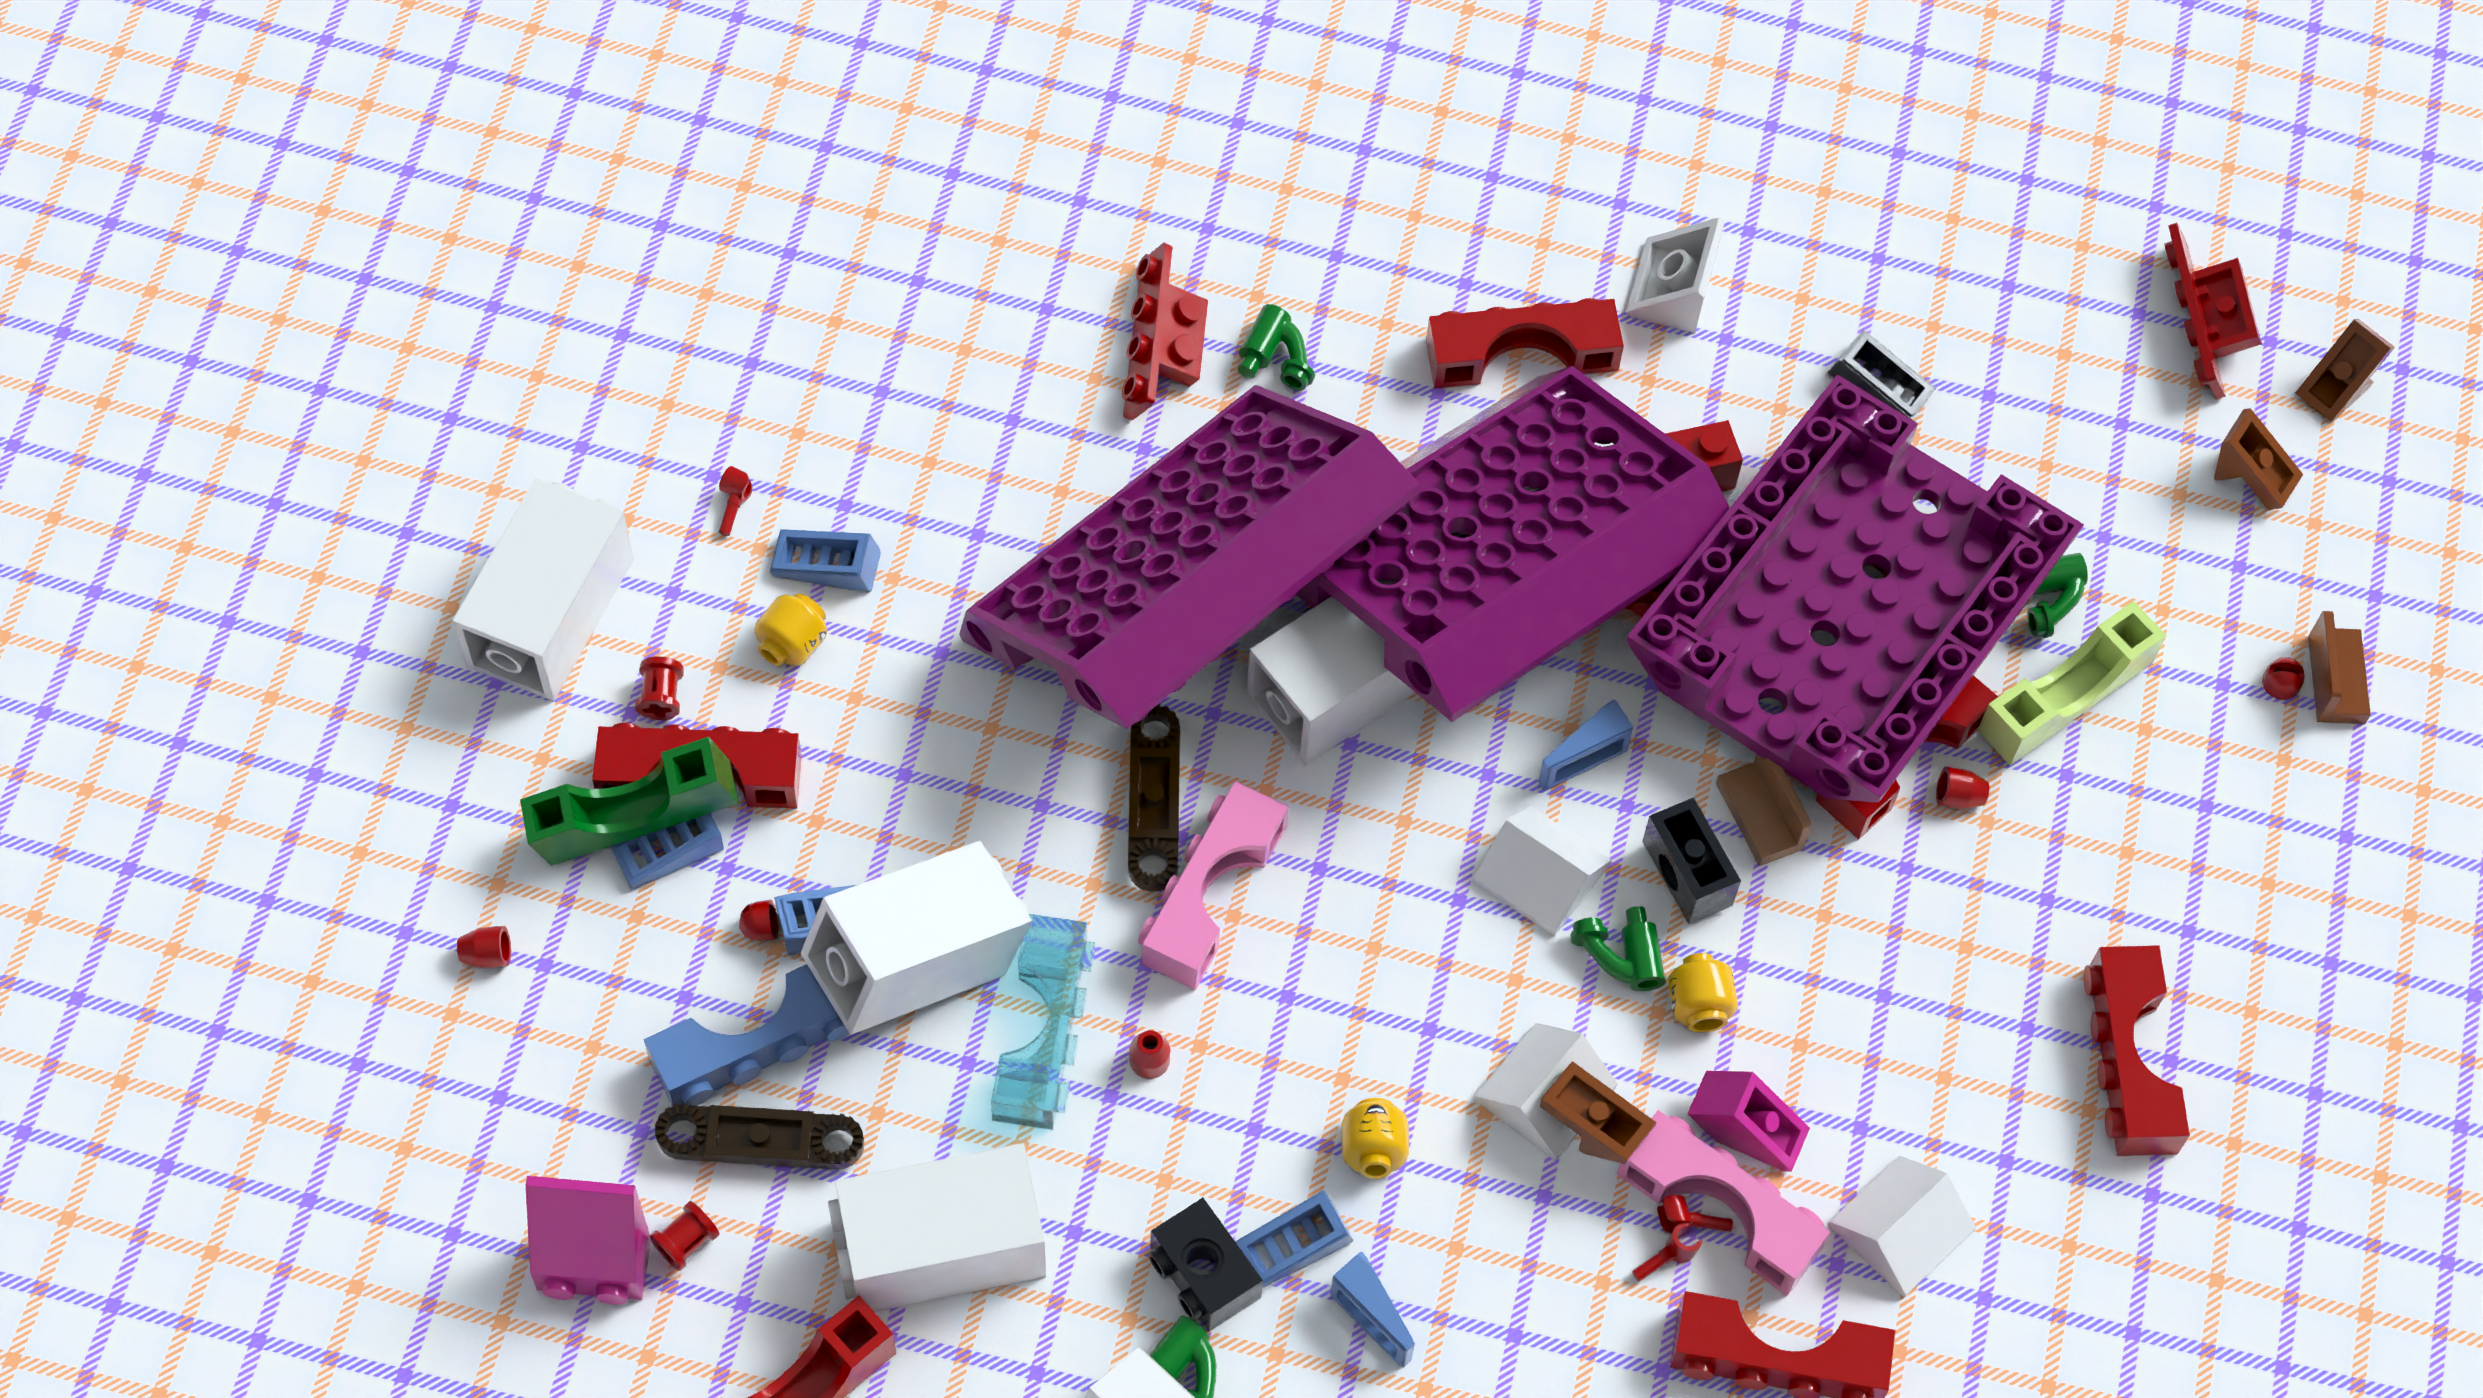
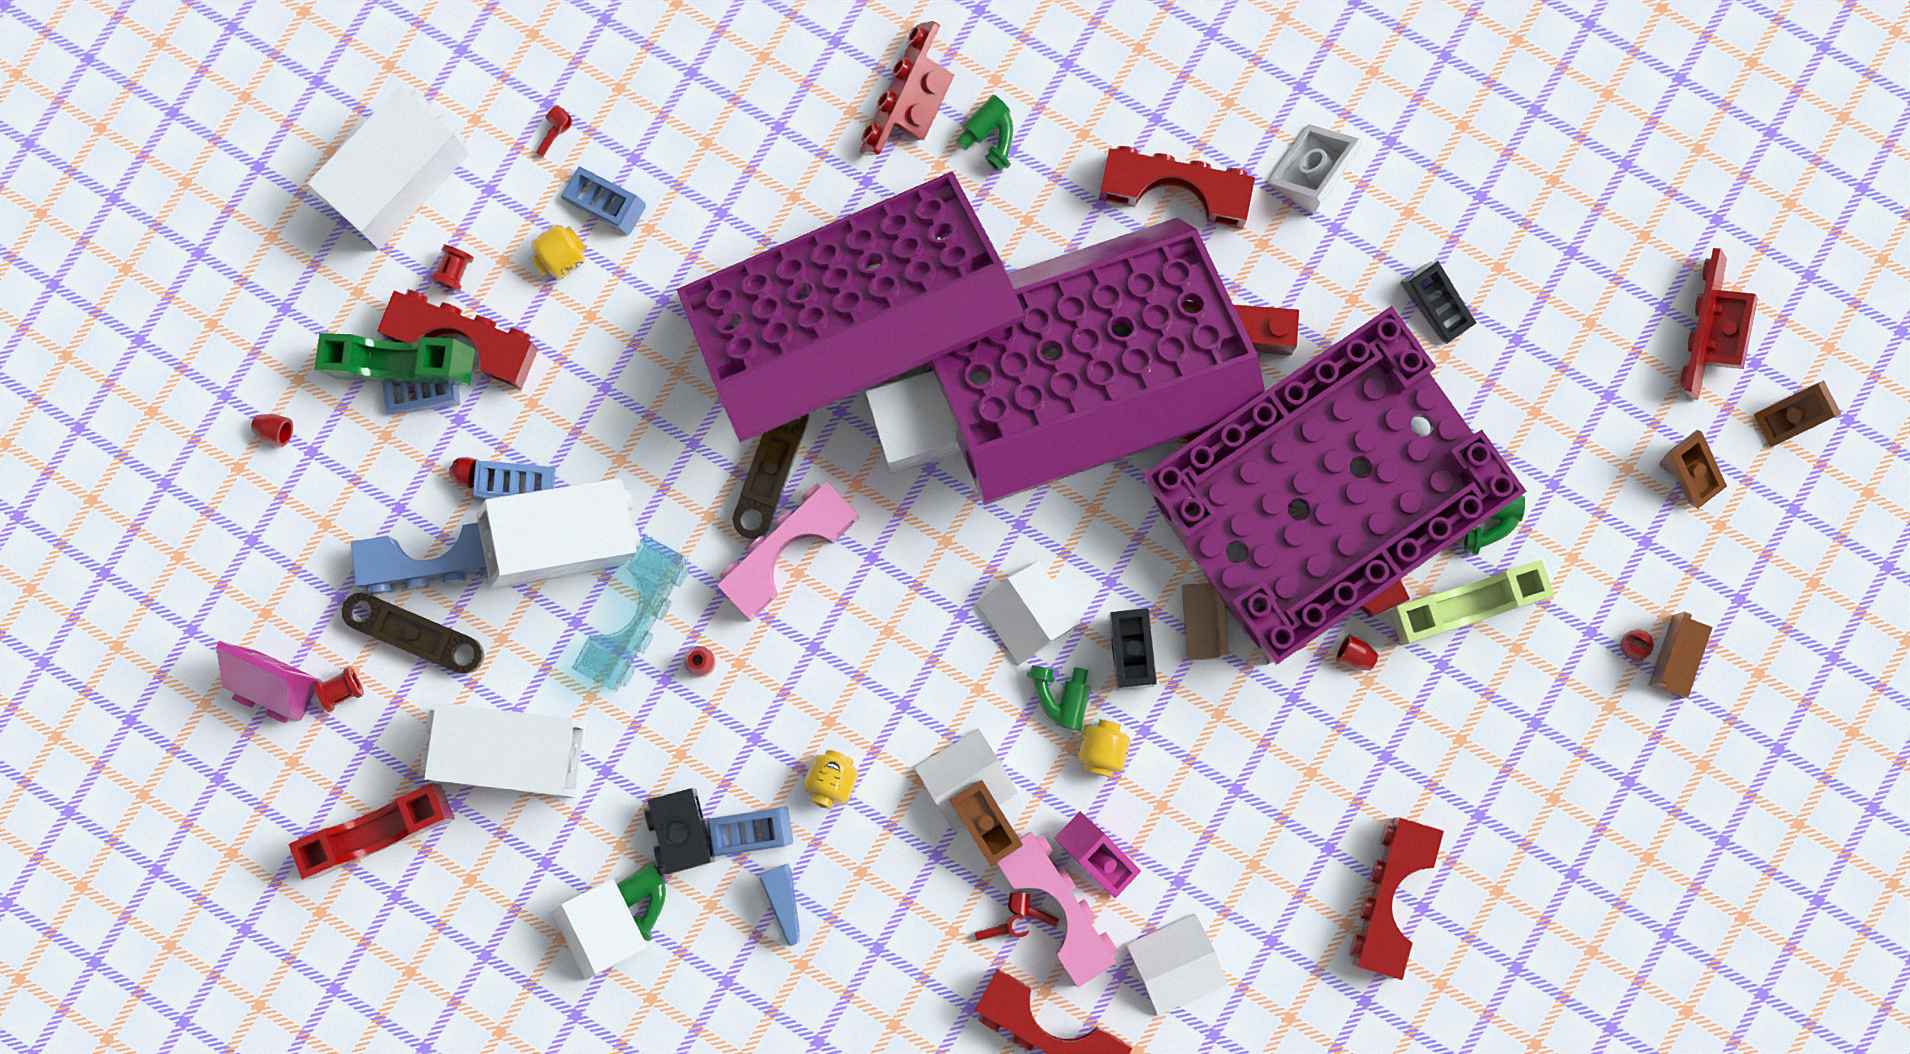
camera: 30 degrees right, 20 degrees up
(1592, 744) = (1101, 530): medium blue slope -> none

